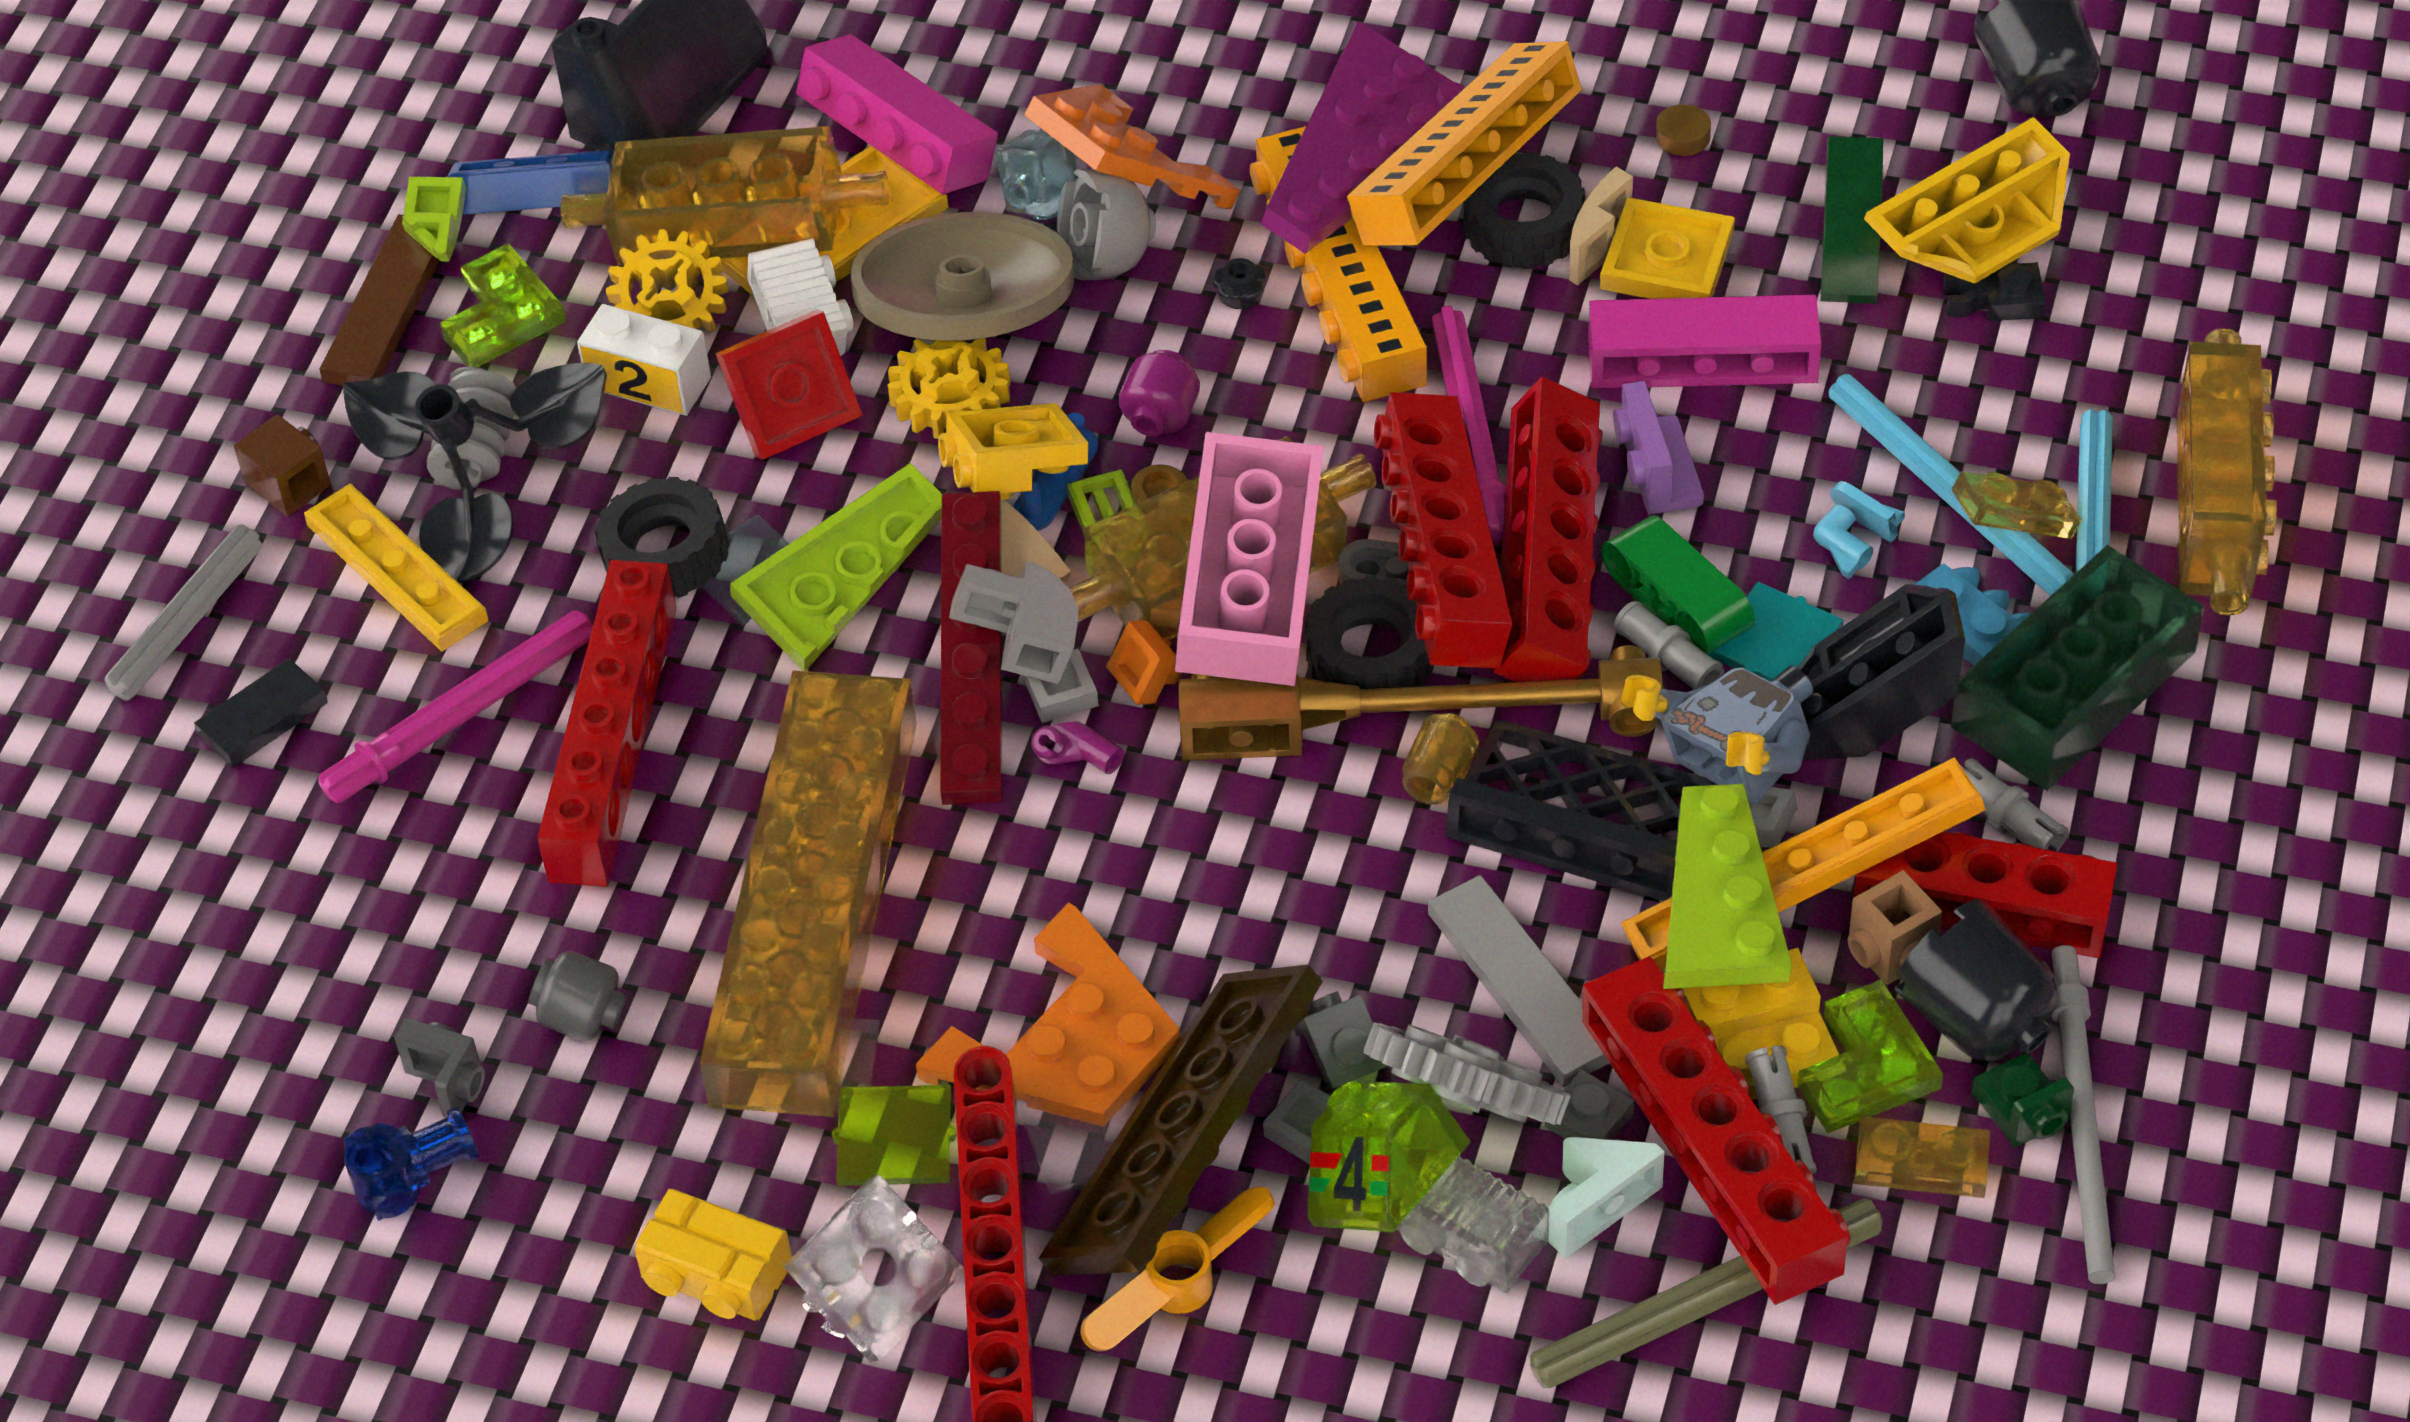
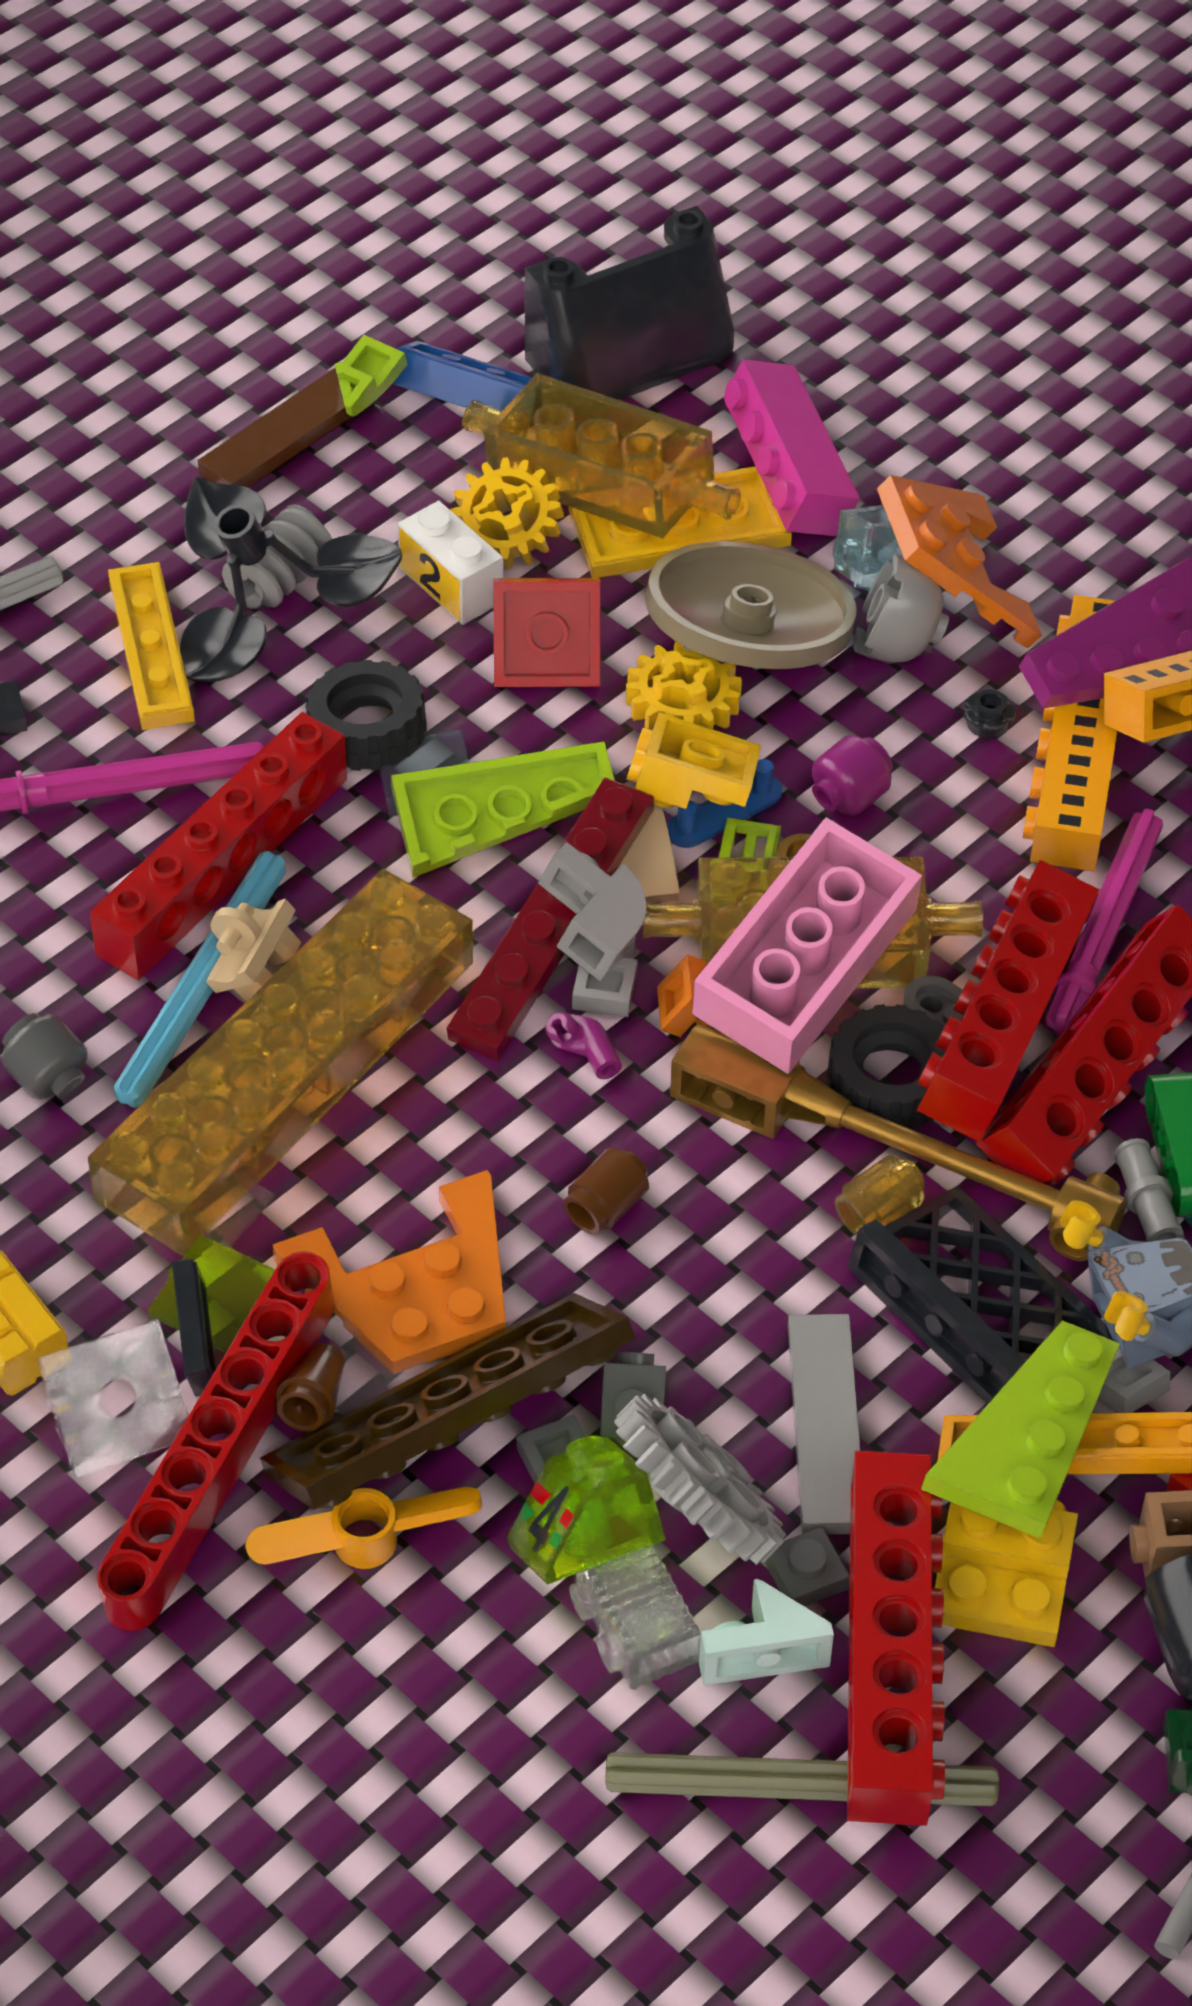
camera: 25 degrees right, 0 degrees up
(282, 464) = (117, 523): reddish brown brick -> none
(511, 309) = (376, 481): clear neon green plate -> none
(671, 857) = (191, 991): none -> medium azure axle
(708, 804) = (247, 942): none -> tan hips
(795, 282) = (610, 550): white brick -> none
(902, 1169) = (194, 1324): none -> black tile
(1048, 1173) = (311, 1389): none -> reddish brown cone
(1191, 869) = (606, 1190): none -> reddish brown brick
(1778, 1098) = (968, 1651): light grey pin -> none
(1881, 1063) = (1089, 1660): clear neon green plate -> none
(1922, 1157) = (1075, 1757): clear yellow plate -> none

